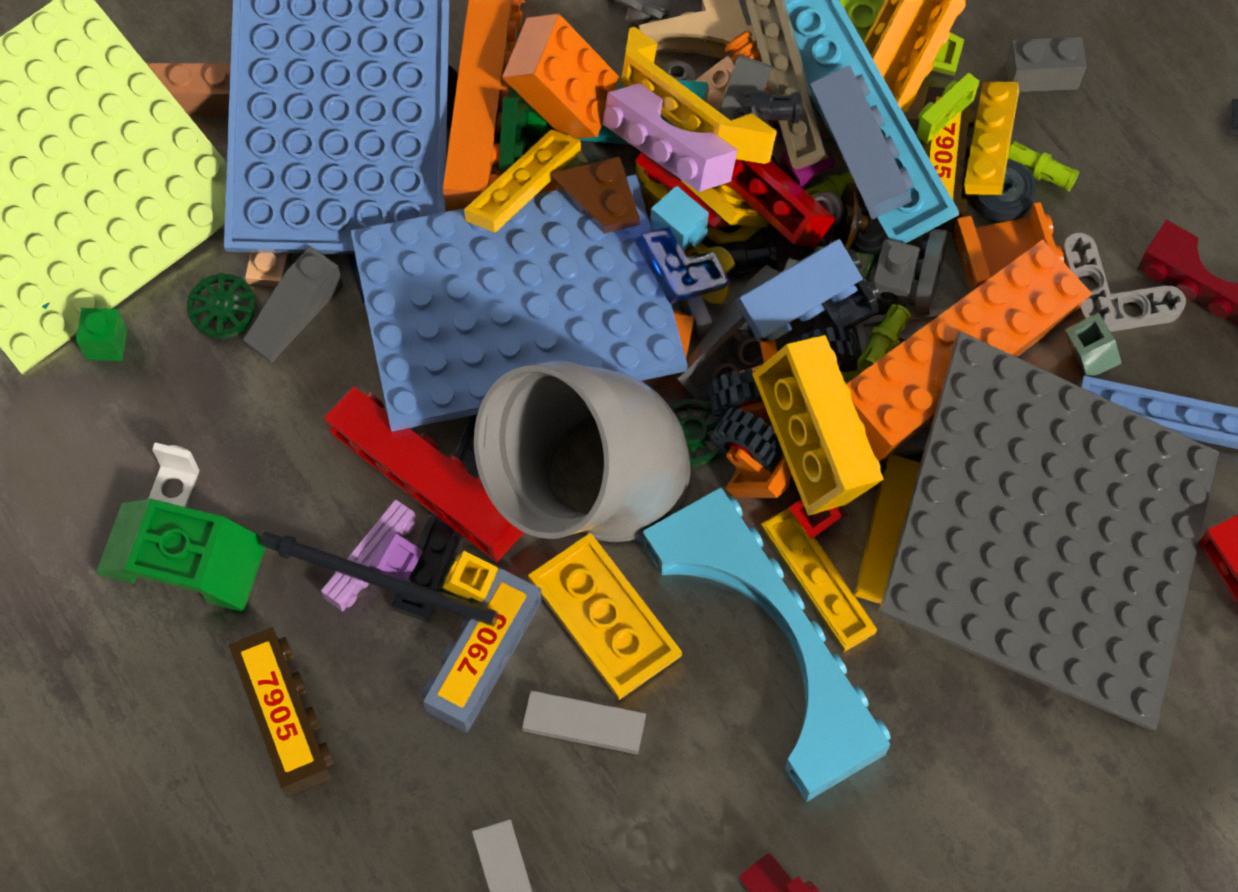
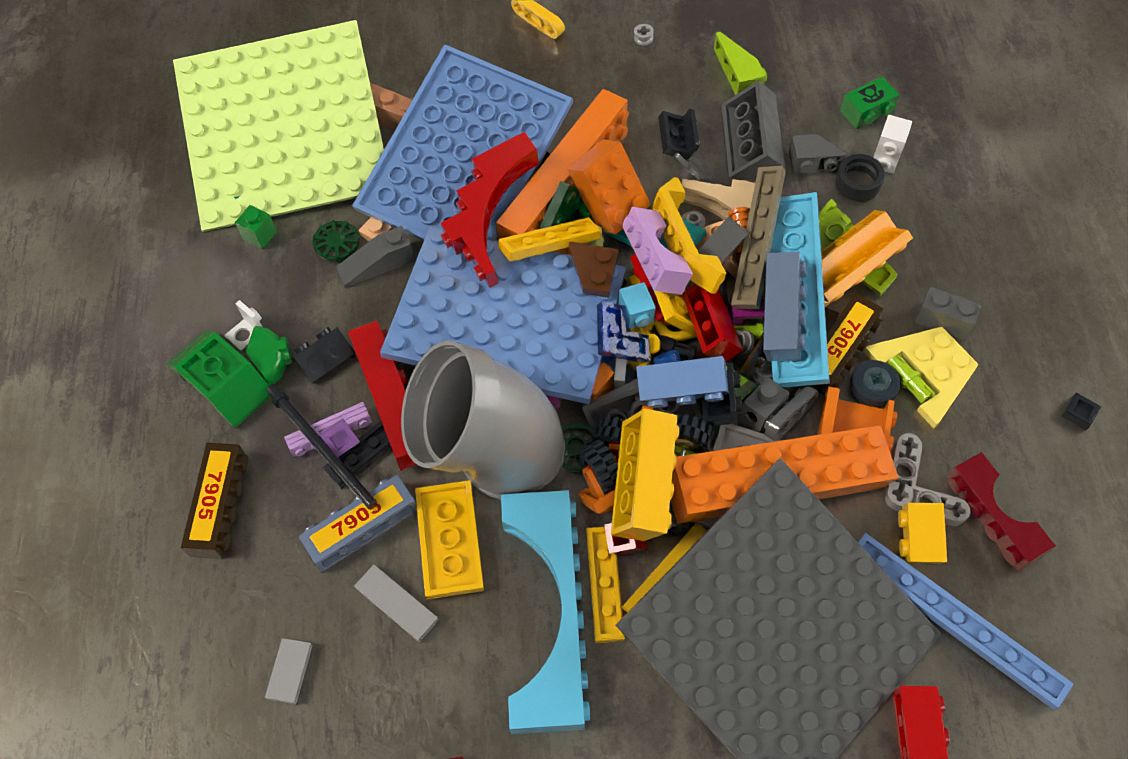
camera: 30 degrees right, 5 degrees down
(231, 493) = (268, 354): none -> green piece
(300, 462) = (323, 354): none -> black bracket
(404, 125) = (493, 175): none -> red arch
(468, 577) = (371, 471): yellow leg -> none
(748, 272) = (667, 357): none -> blue tile
(769, 106) = (731, 257): black piece -> none
(885, 336) = (737, 439): lime pin -> none
(953, 101) = (859, 310): lime plate -> none
(991, 138) = (882, 345): yellow plate -> none
(1073, 136) = (938, 360): none -> light yellow wing
(1093, 346) = (882, 515): sand green brick -> none
(1148, 345) = (923, 533): none -> yellow brick

